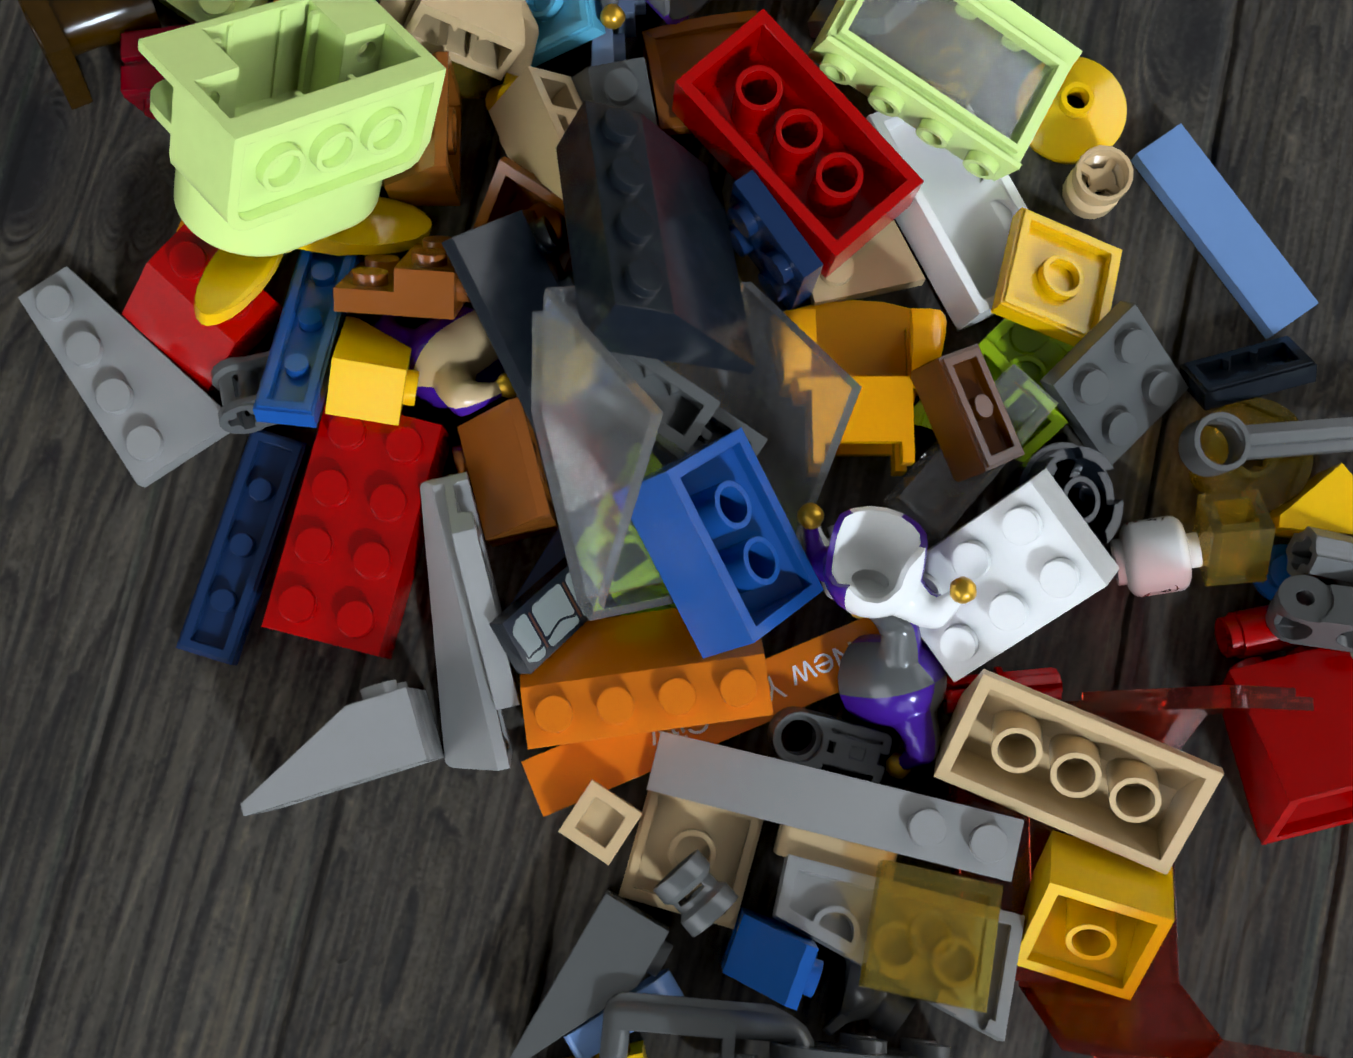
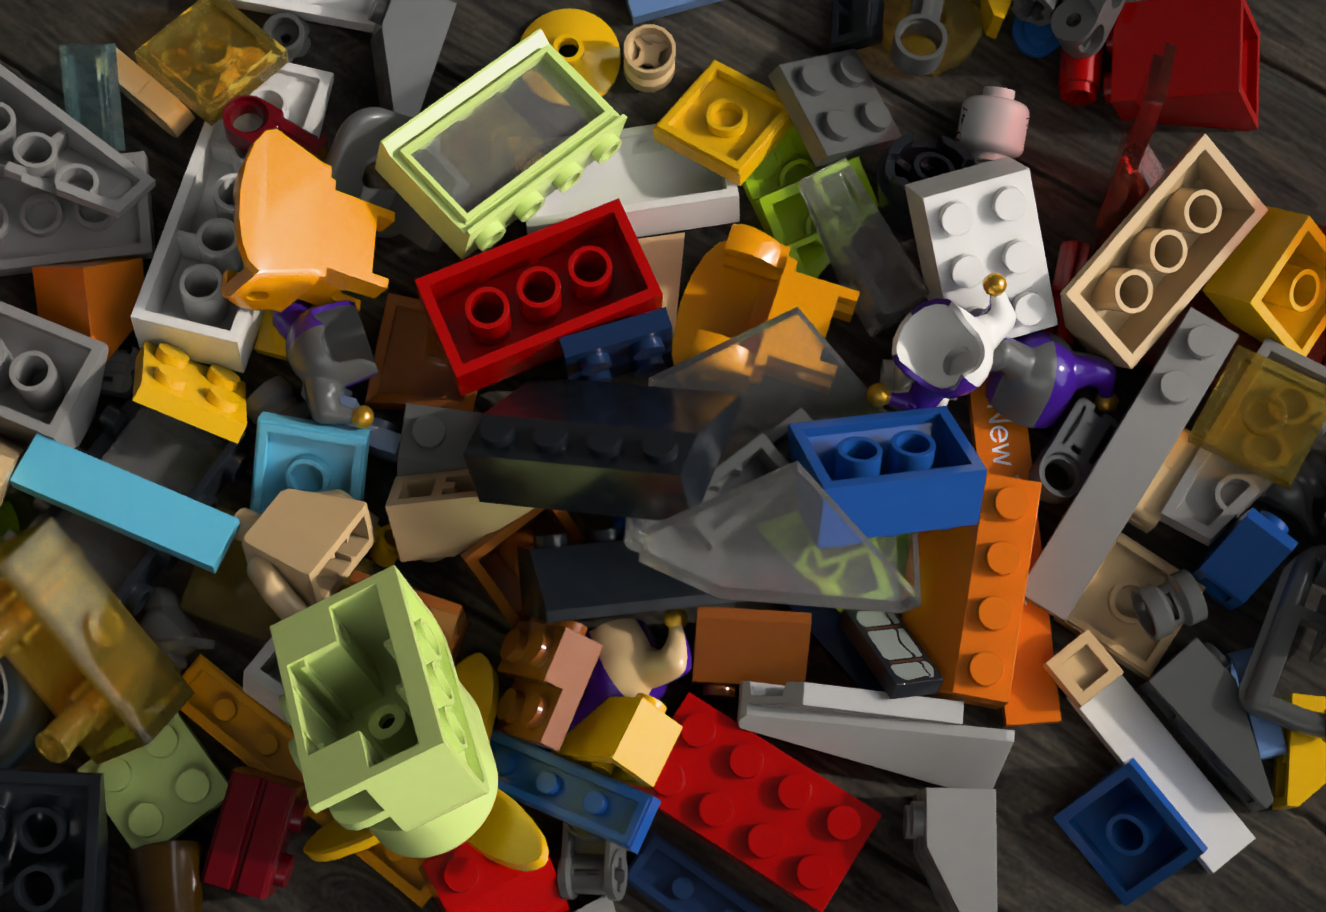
camera: 75 degrees left, 5 degrees down
(448, 920) = (1129, 831): none -> blue slope
(523, 944) = (1133, 731): none -> white tile
(966, 413) = (833, 234): reddish brown slope -> none
(1234, 537) = (999, 57): clear yellow brick -> none

